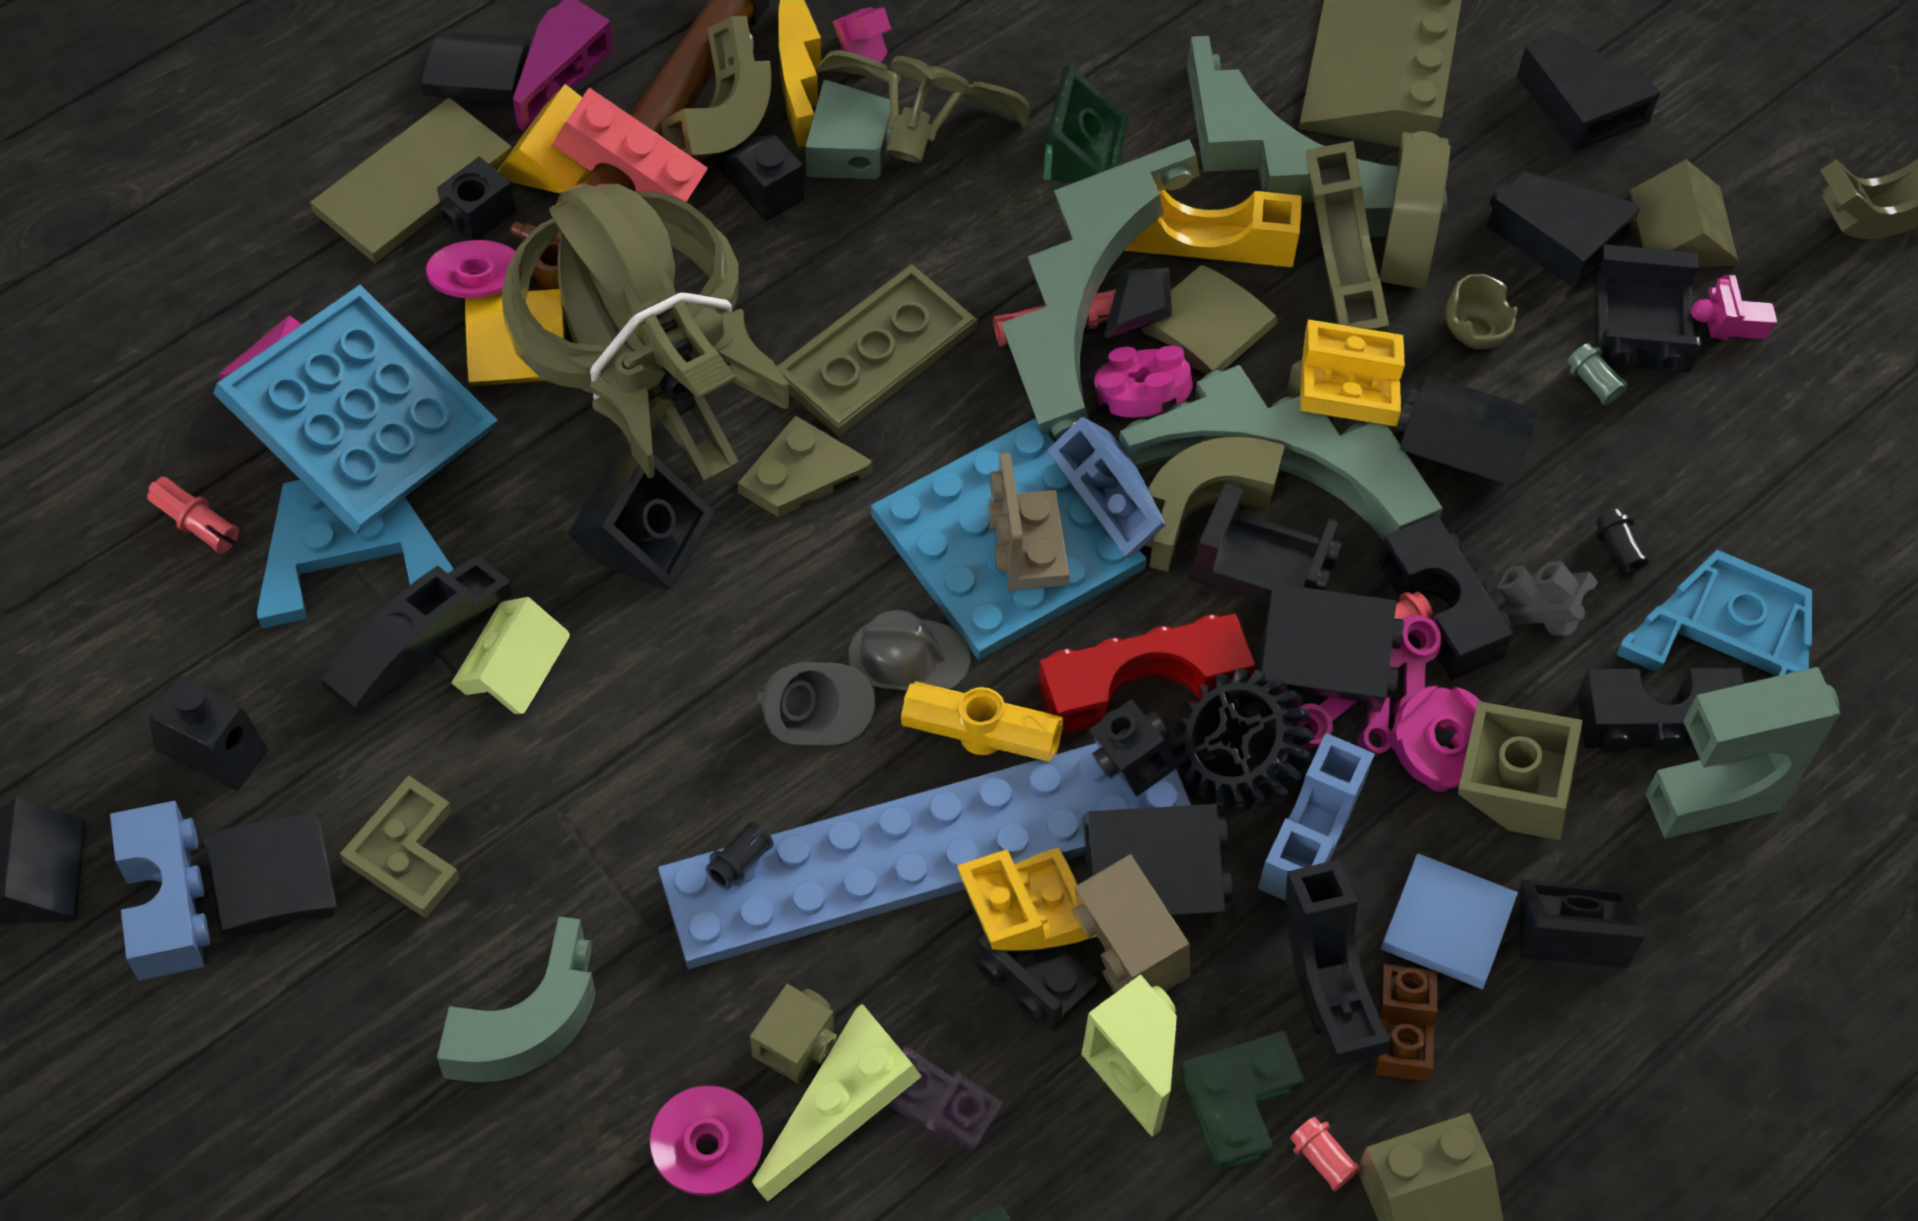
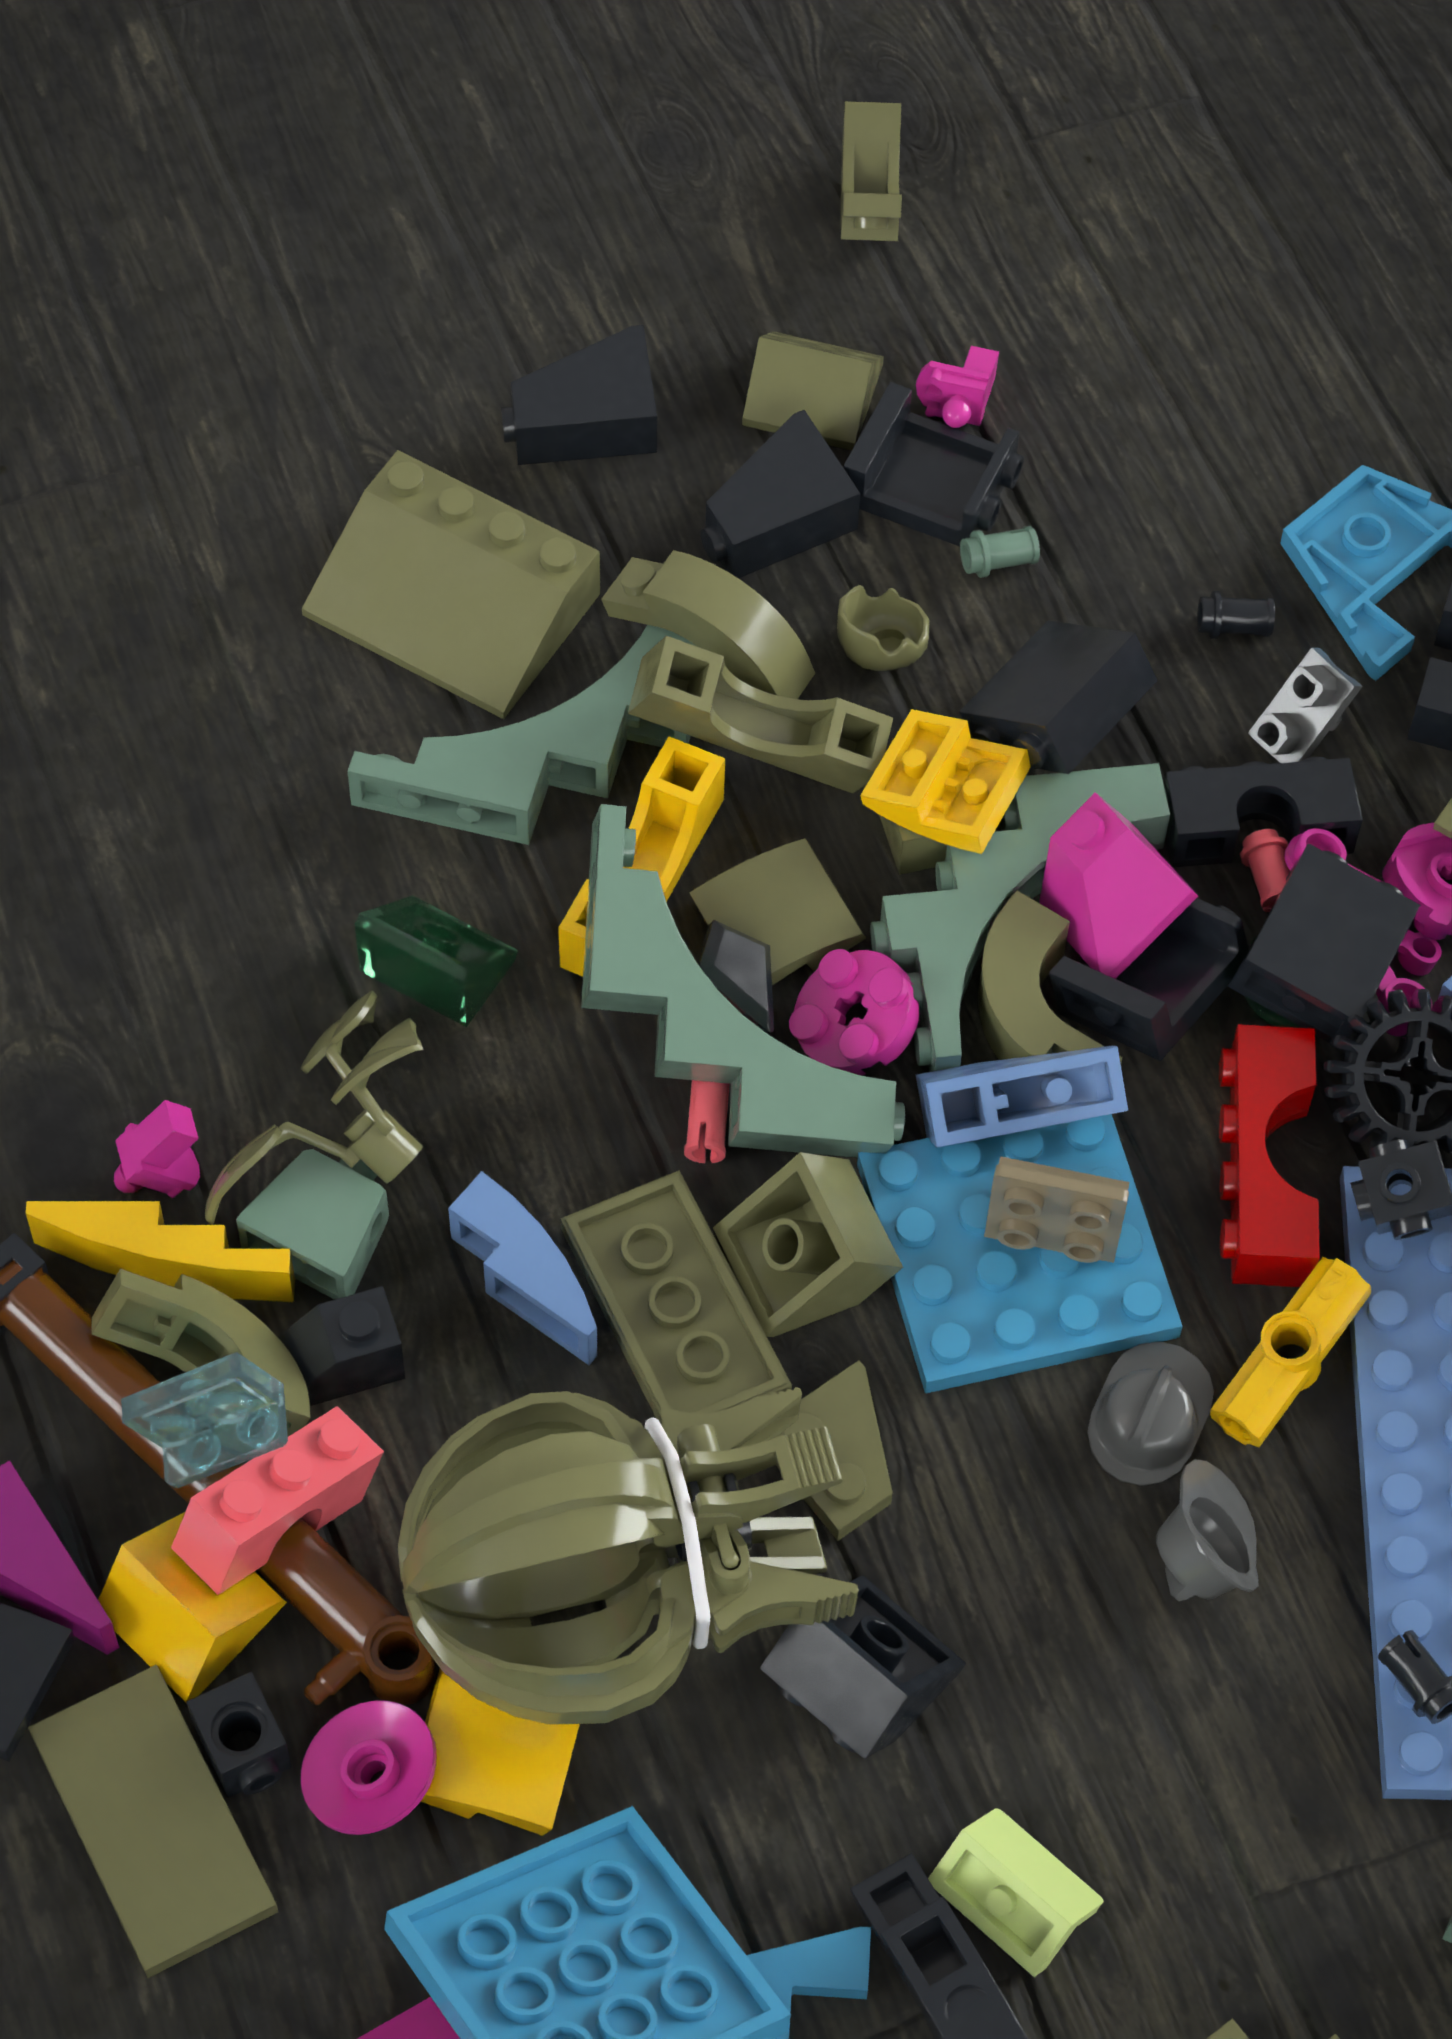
camera: 70 degrees left, 0 degrees up
(662, 90) = (210, 1418): none -> clear light blue bracket
(864, 251) = (523, 1265): none -> medium blue slope
(950, 406) = (807, 1244): none -> olive slope
(1318, 498) = (1110, 887): none -> dark pink slope

